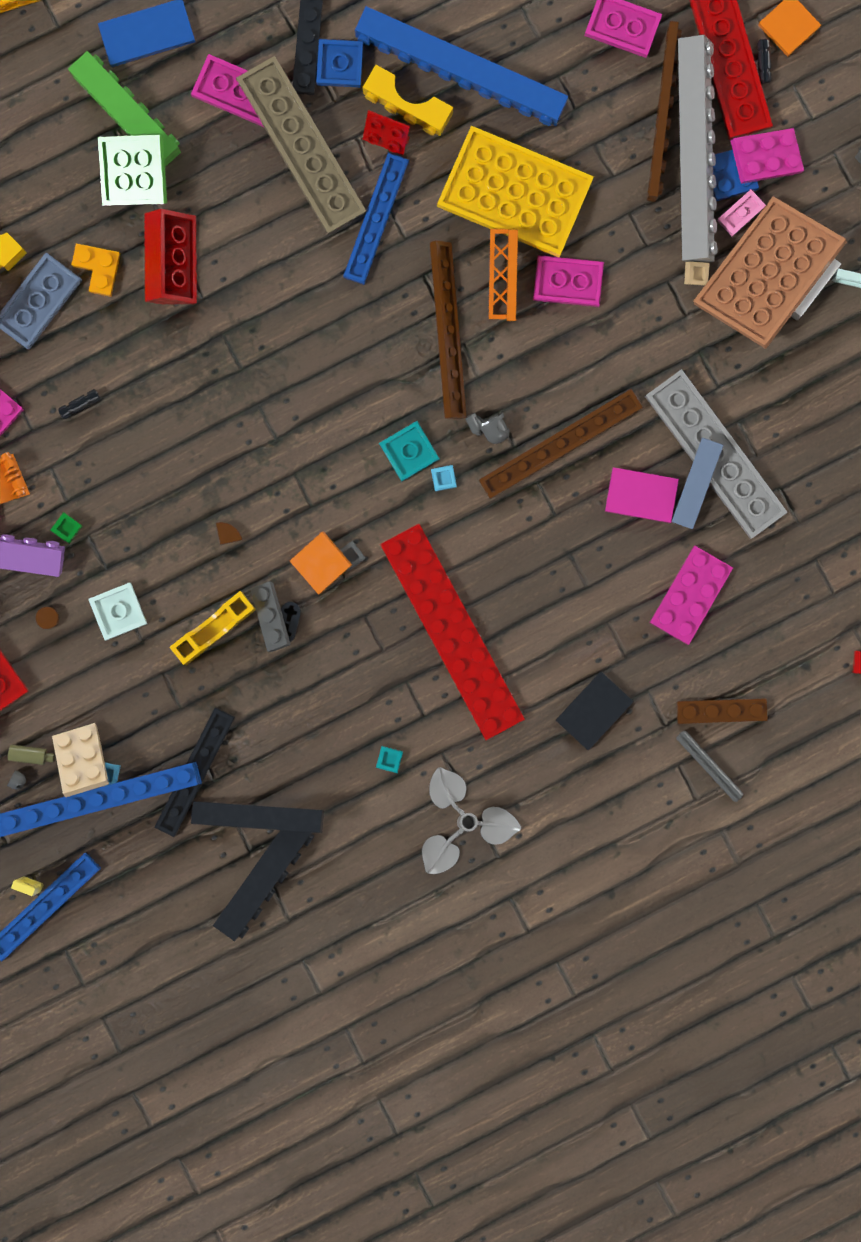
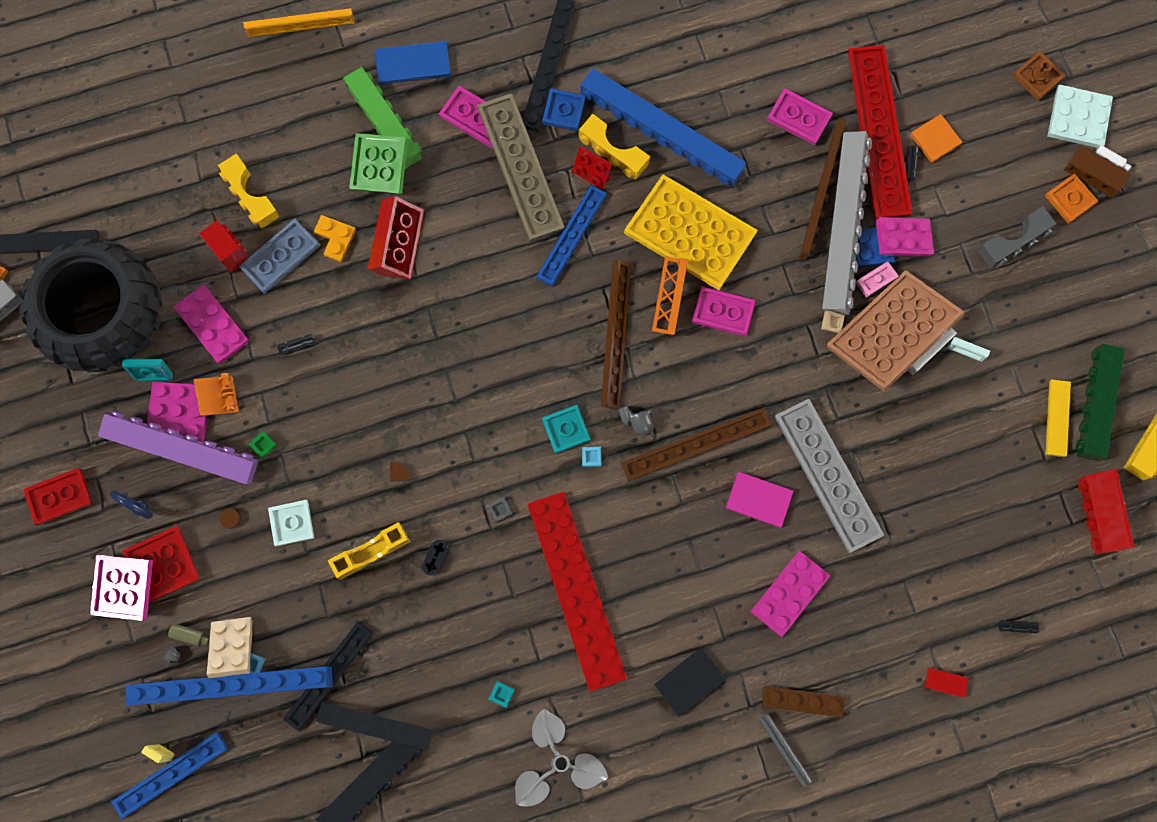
camera: 10 degrees right, 10 degrees down
(270, 616) = (420, 550): dark grey plate -> none
(321, 562) = (473, 511): orange tile -> none
(697, 483) = (809, 497): sand blue tile -> none

